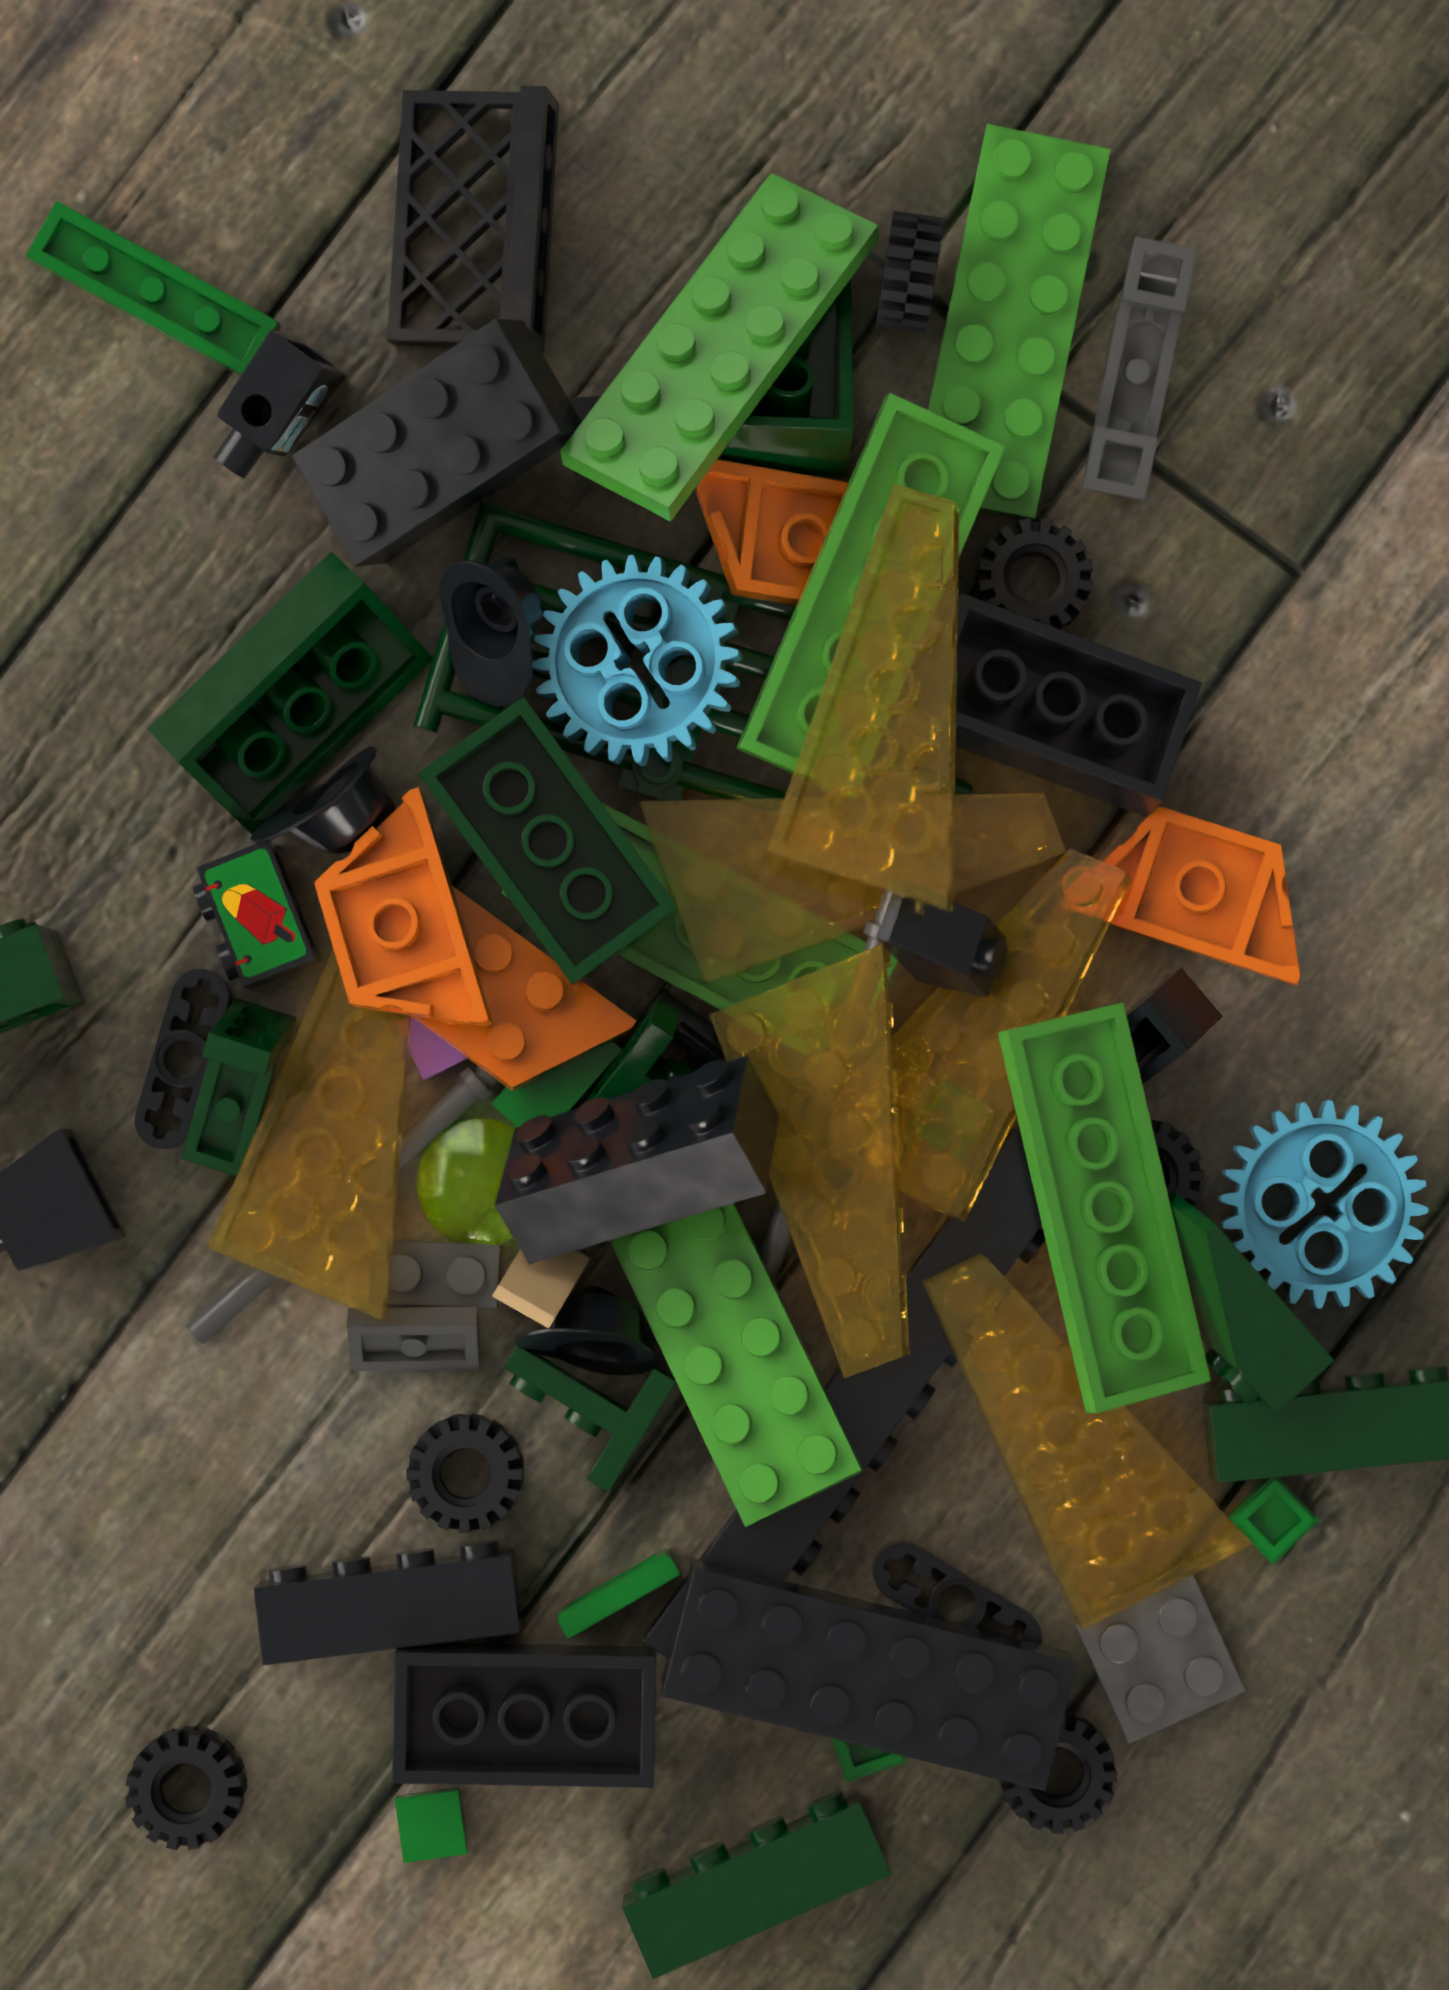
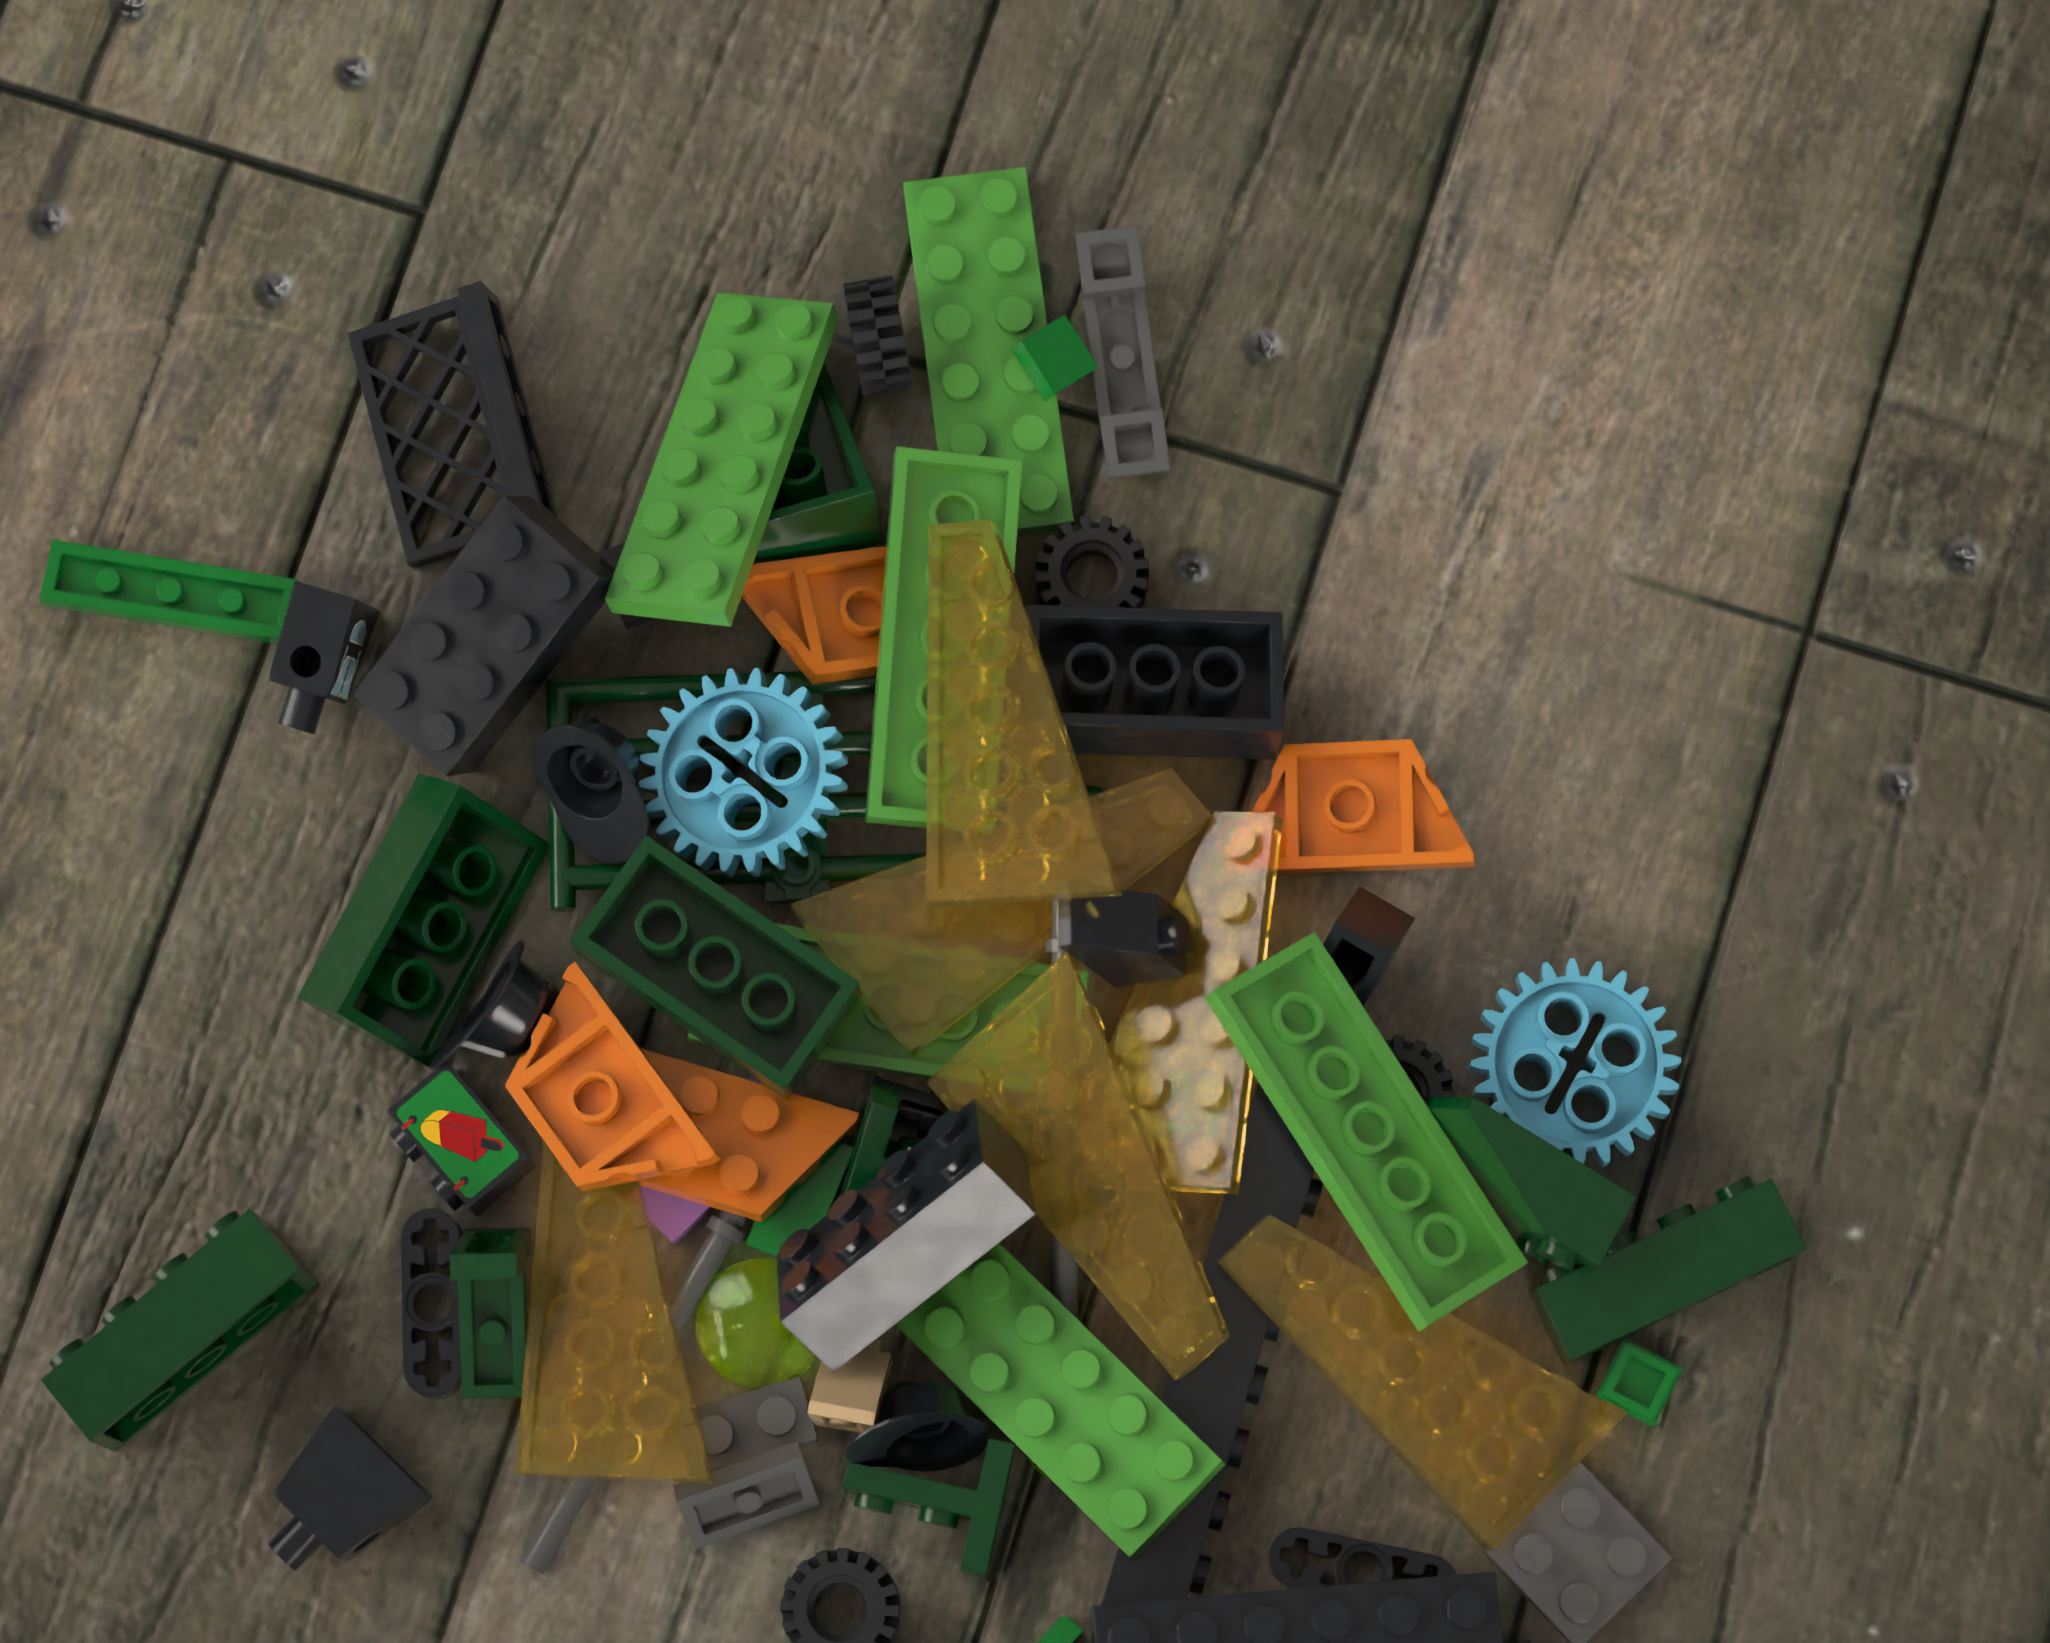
camera: 15 degrees left, 10 degrees down
(1072, 352) = (1054, 357): none -> green tile

